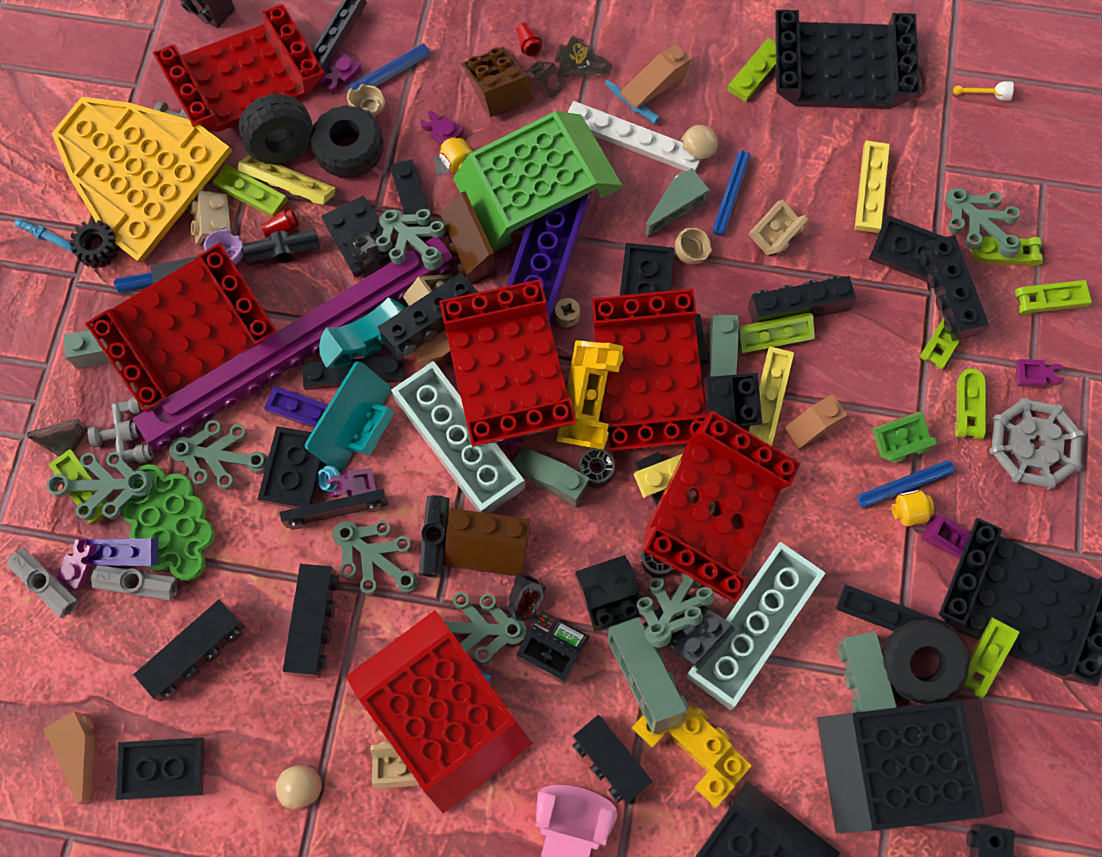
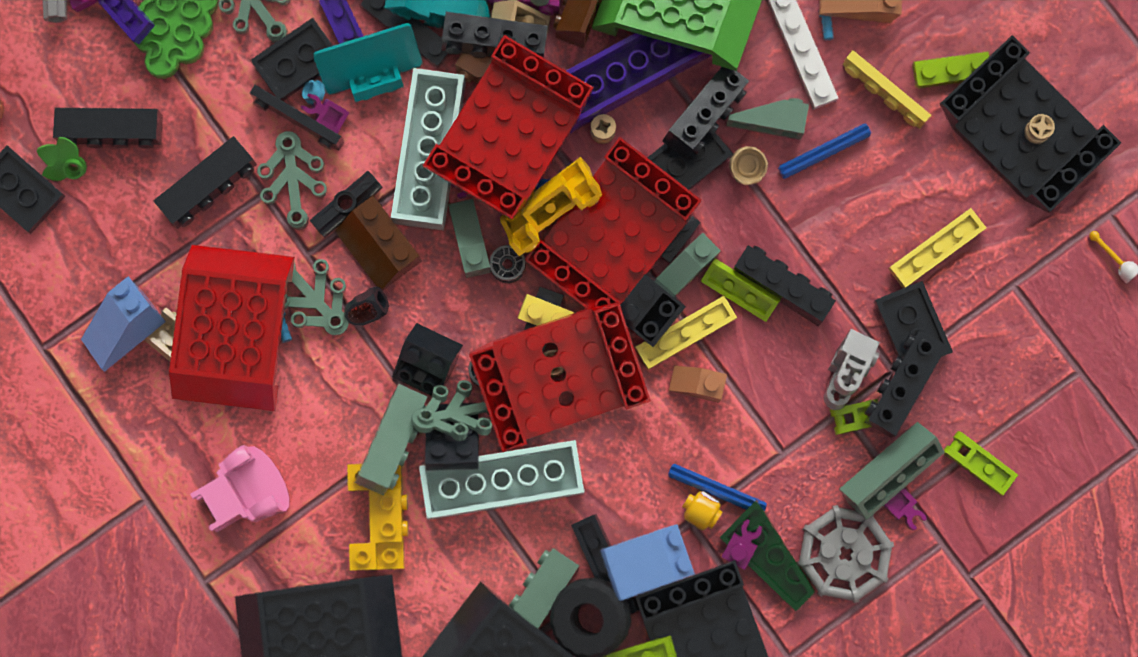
camera: 40 degrees right, 10 degrees up
(120, 579) = (121, 53): light grey piece -> none
(172, 711) = (59, 158): none -> bright green plate
(298, 787) = (93, 287): tan hair -> none
(346, 794) = (120, 323): none -> medium blue slope
(552, 647) = (350, 359): black slope -> none
(611, 760) = (314, 472): black brick -> none
(629, 235) = (705, 111): none -> black brick
(700, 141) = (839, 88): tan hair -> none
(730, 117) = (880, 85): none -> light yellow plate
(777, 228) = (827, 212): tan bracket -> none
(855, 45) = (1044, 126): none -> tan wheel
(900, 308) = (849, 366): none -> light grey brick
(903, 437) = (750, 455): bright green bracket -> none
(922, 578) = (647, 562): none -> medium blue slope
(937, 538) = (700, 538): magenta slope -> none
(969, 505) = (740, 547): none -> magenta plate
(970, 404) = (828, 479): lime plate -> none
(980, 493) = (772, 558): none -> dark green wing
(982, 218) = (990, 351): sand green plant -> none
(989, 252) = (987, 396): lime plate -> none
(1006, 355) = (892, 470): none -> sand green brick

